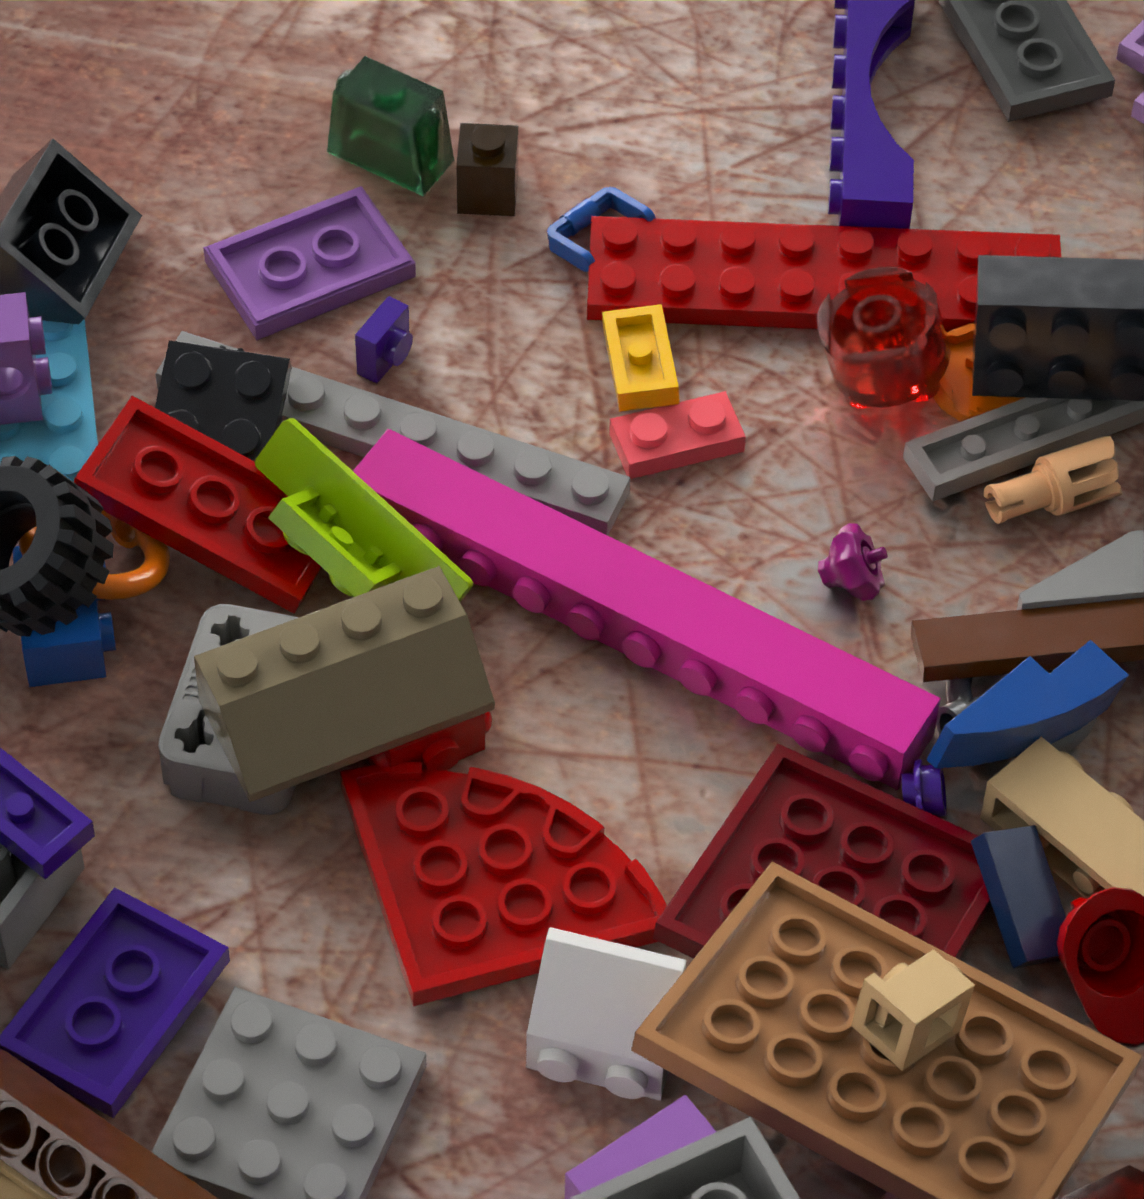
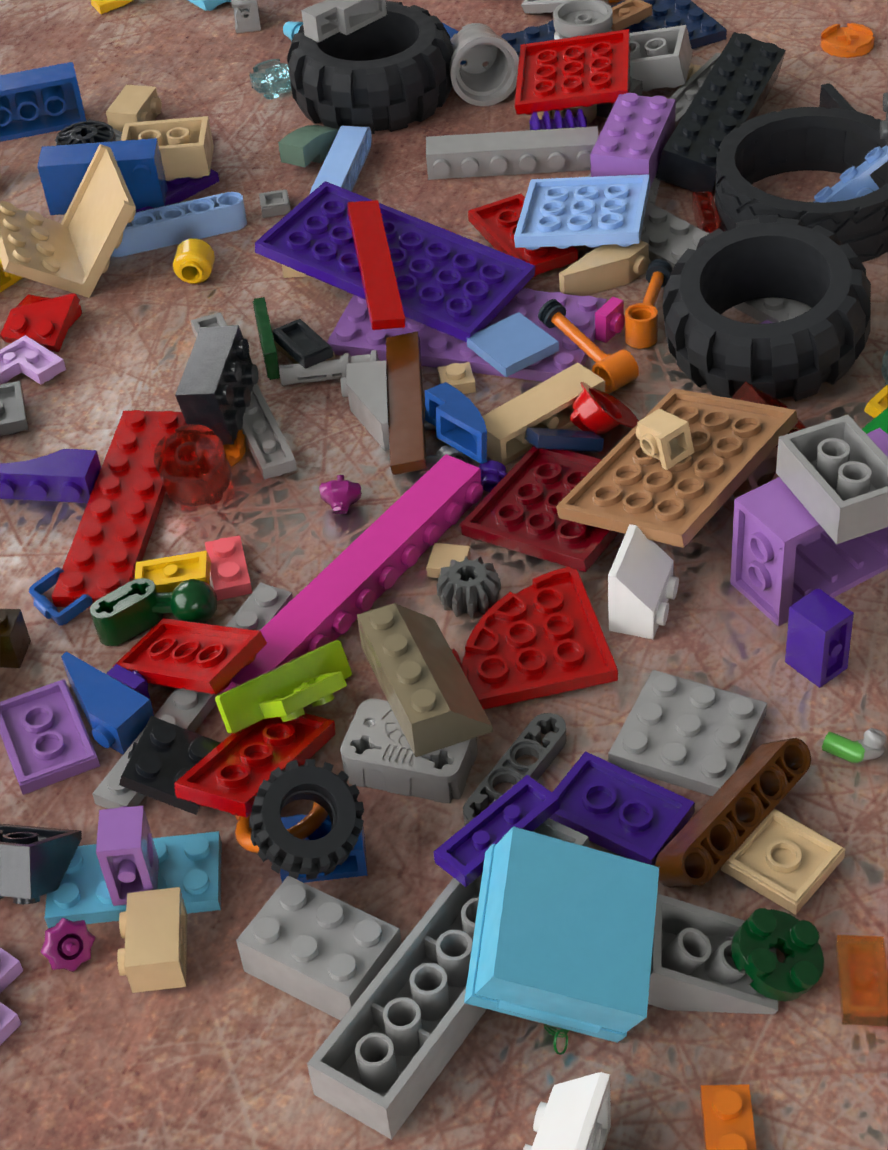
camera: 80 degrees left, 10 degrees down
(199, 869) = (511, 771): none -> dark grey beam
(324, 320) = (110, 707): none -> blue slope
(421, 391) = (193, 655): none -> red plate
(560, 325) = (139, 607): none -> dark green beam
(620, 767) = (468, 586): none -> dark grey gear
(702, 742) = (443, 554): none -> tan tile
(1059, 482) = (298, 417): light nougat arm -> none

